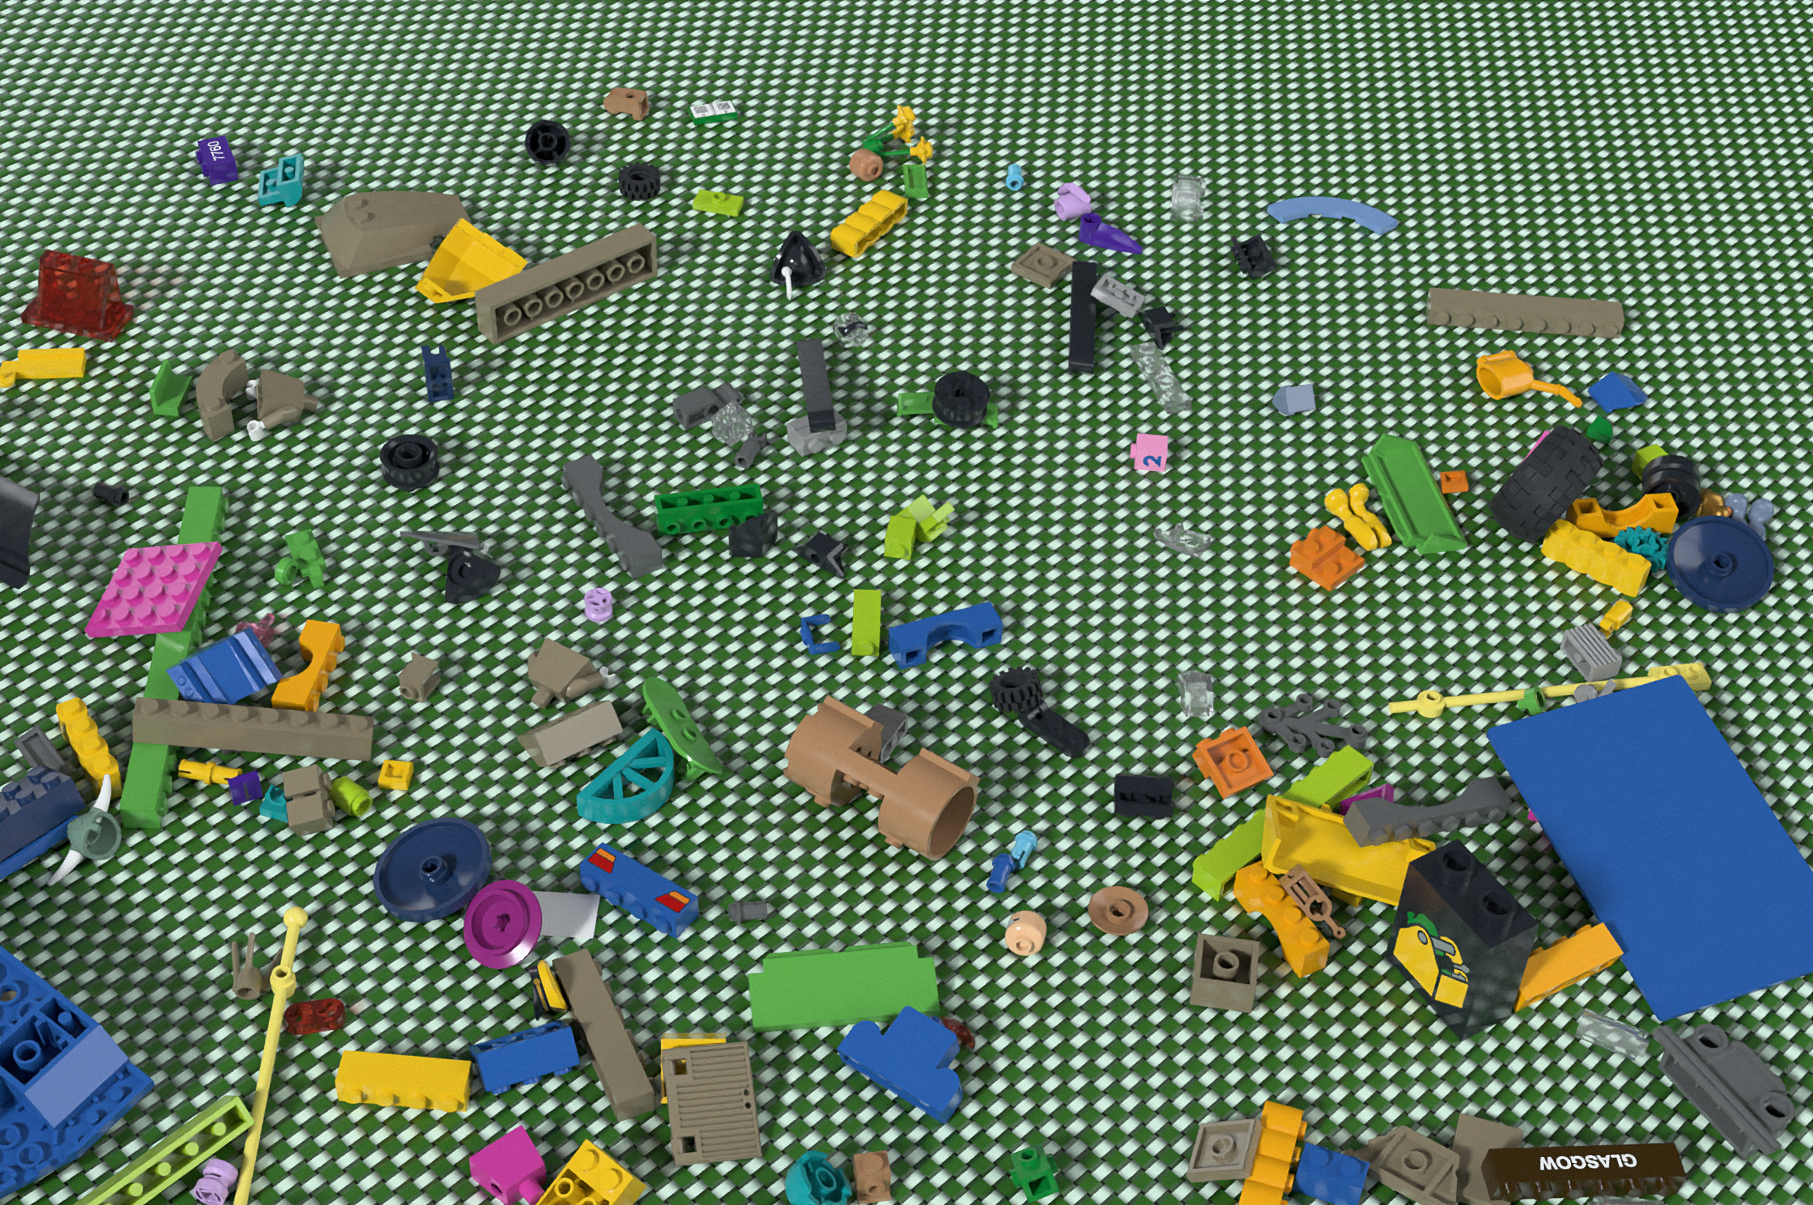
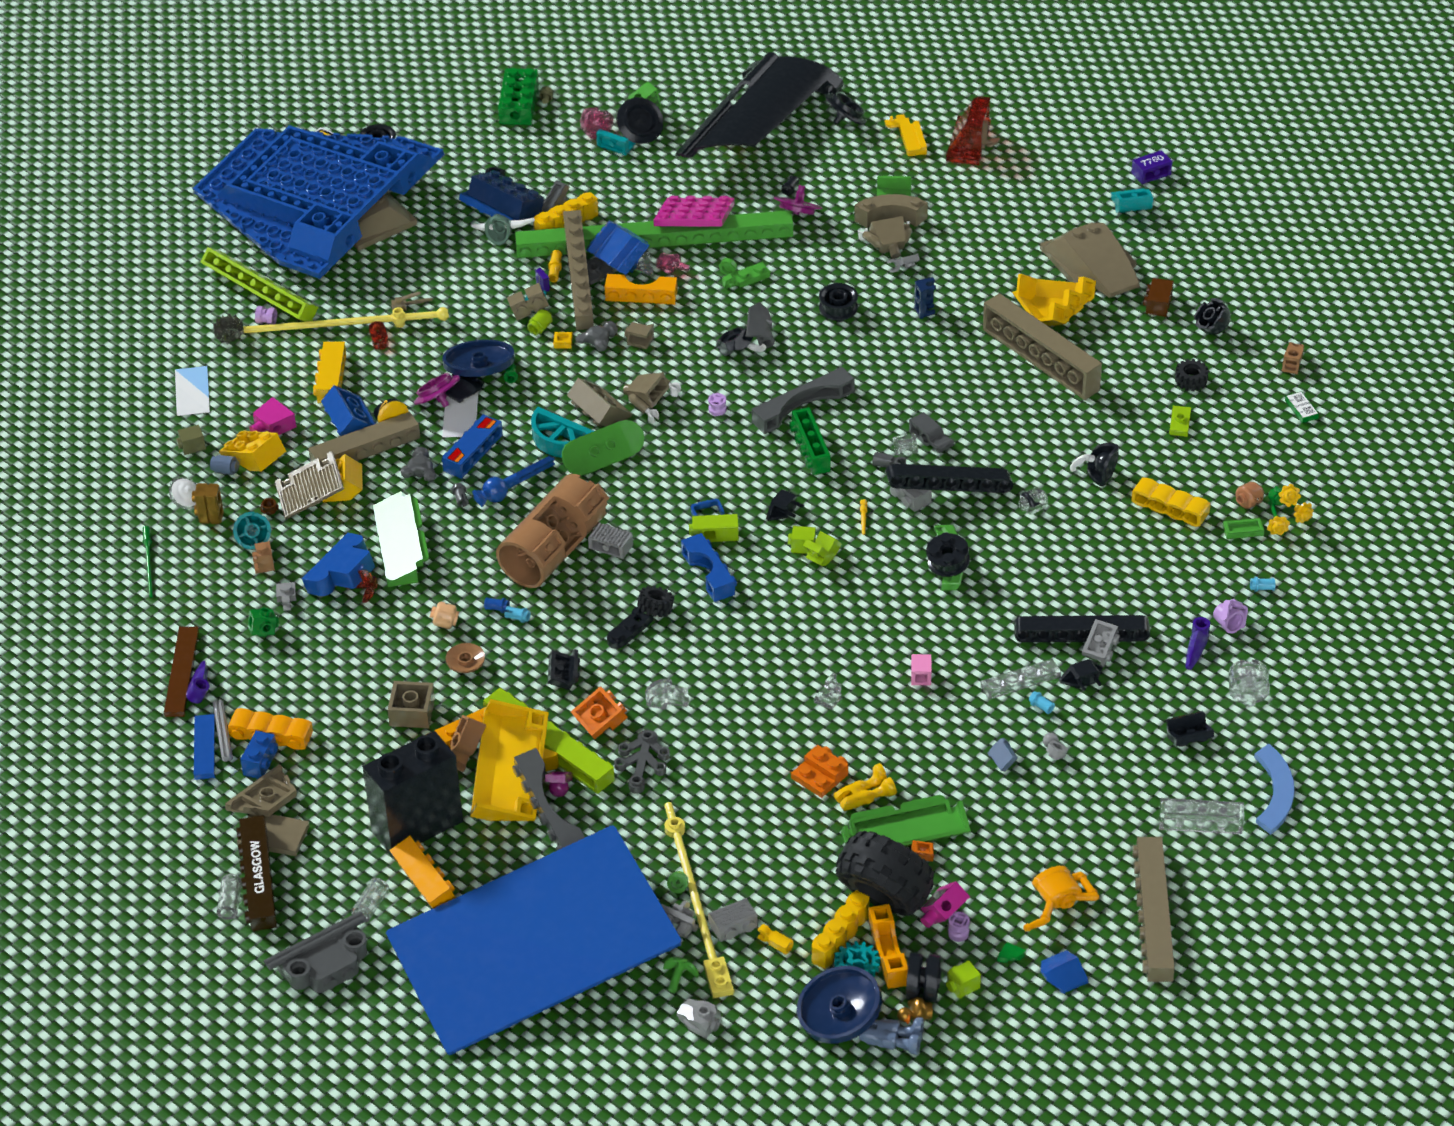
camera: 90 degrees right, 0 degrees up
(174, 480) = (798, 205): none -> magenta piece
(334, 393) = (908, 261): none -> light grey plate
(408, 725) = (598, 335): none -> dark grey animal
(485, 185) = (1158, 297): none -> reddish brown brick
(674, 958) = (419, 465): none -> dark grey animal
(736, 1168) = (269, 506): none -> reddish brown plate
(749, 860) = (496, 488): none -> blue piece
(754, 536) = (791, 469): black slope -> none
(839, 482) = (863, 510): none -> yellow piece
(950, 1149) = (286, 593): none -> light grey plate
(1043, 265) = (1152, 605): dark tan tile -> none
(1199, 365) = (1041, 702): none -> medium azure pin
(1224, 1150) = (277, 705): dark tan tile -> none
(1284, 358) = (1054, 748): none -> light grey plate
(1385, 262) = (1201, 816): none -> clear brick
(1754, 693) = (700, 1017): none -> light grey hand

